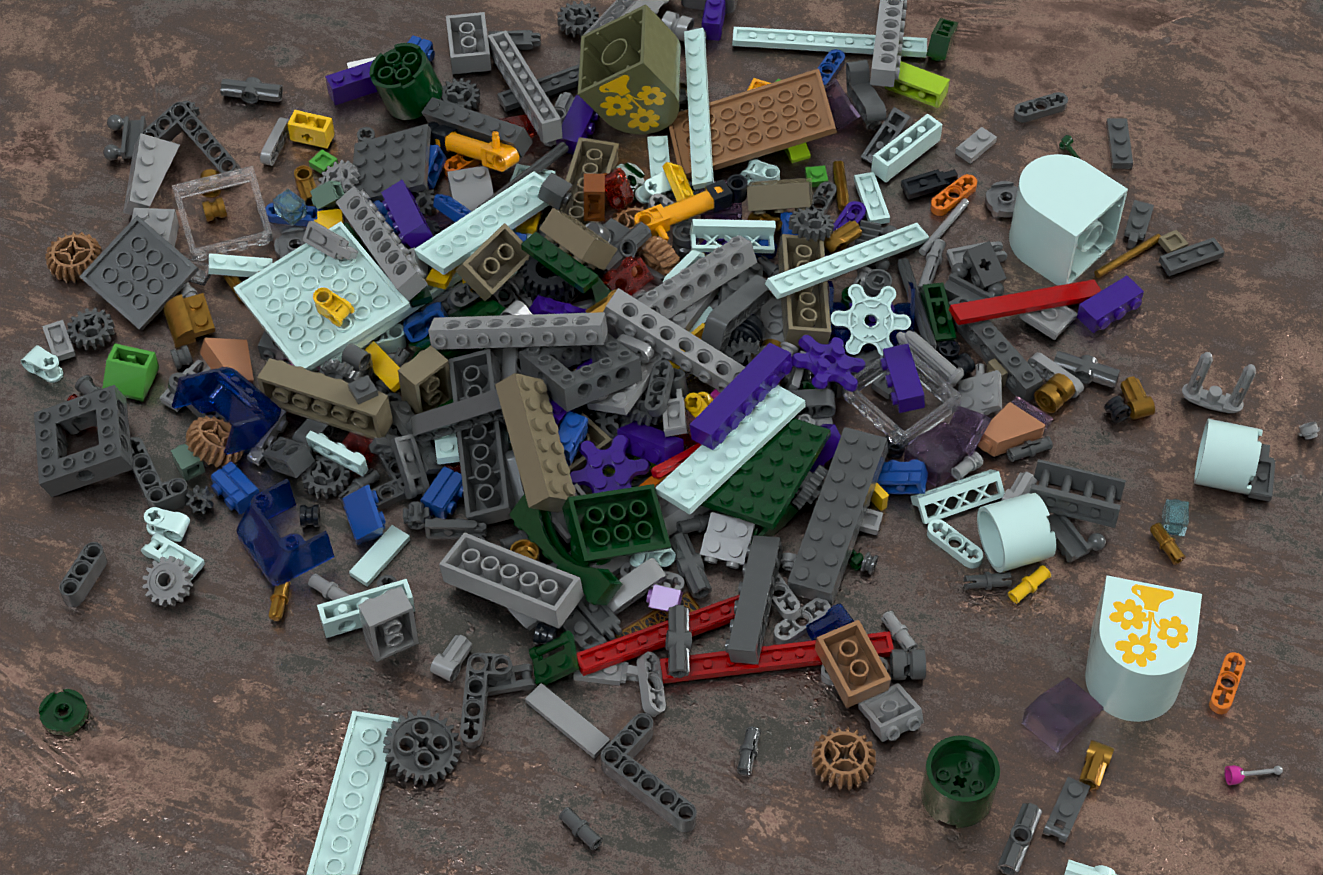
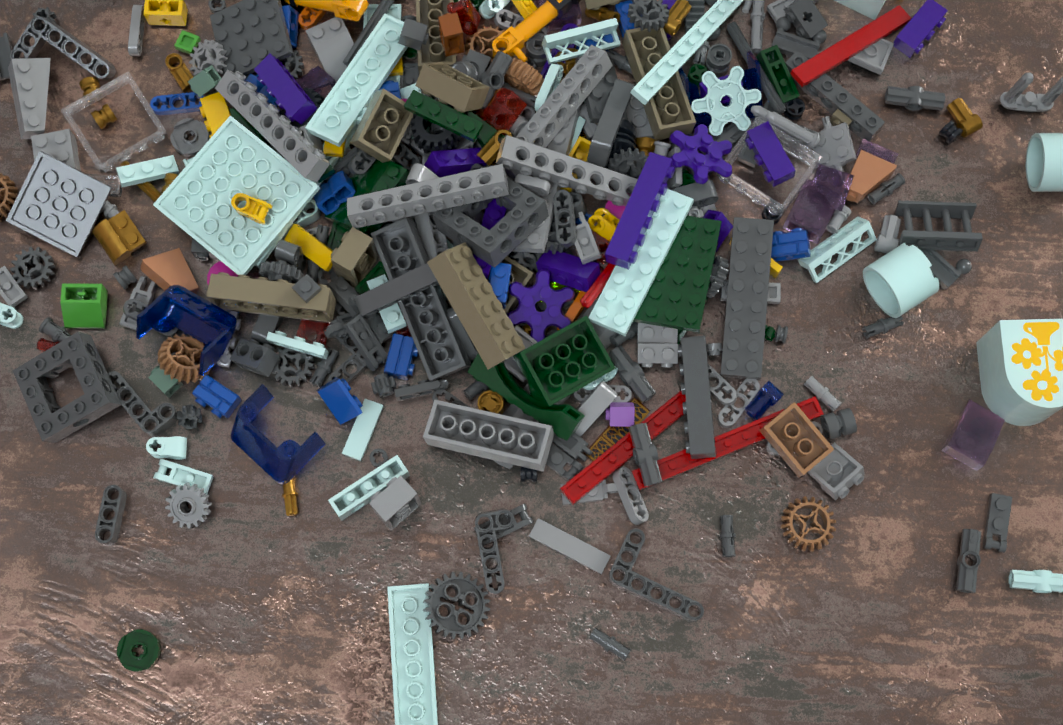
camera: 15 degrees left, 20 degrees up
(289, 207) = (173, 100): clear light blue brick -> none
(310, 515) = (291, 408): black wheel -> none
(328, 242) = (227, 142): light grey hinge -> none
(328, 589) = (331, 475): light grey pin -> none
(449, 663) = (454, 518): light grey piece -> none
(450, 207) = (321, 68): blue beam -> none
(556, 665) = (546, 501): dark green plate -> none
(959, 552) = (835, 284): light aqua beam -> none
(960, 781) = (927, 520): dark green brick -> none
(965, 362) = (810, 119): black wheel -> none
(1029, 584) = (918, 320): yellow pin -> none
(1047, 368) = (890, 110): light grey beam -> none
(1054, 393) = (895, 129): pearl gold wheel -> none
(1097, 761) = (1012, 470): pearl gold piece -> none
(1167, 543) = (1021, 253): pearl gold axle -> none
(1175, 516) = (1022, 226): clear light blue brick -> none

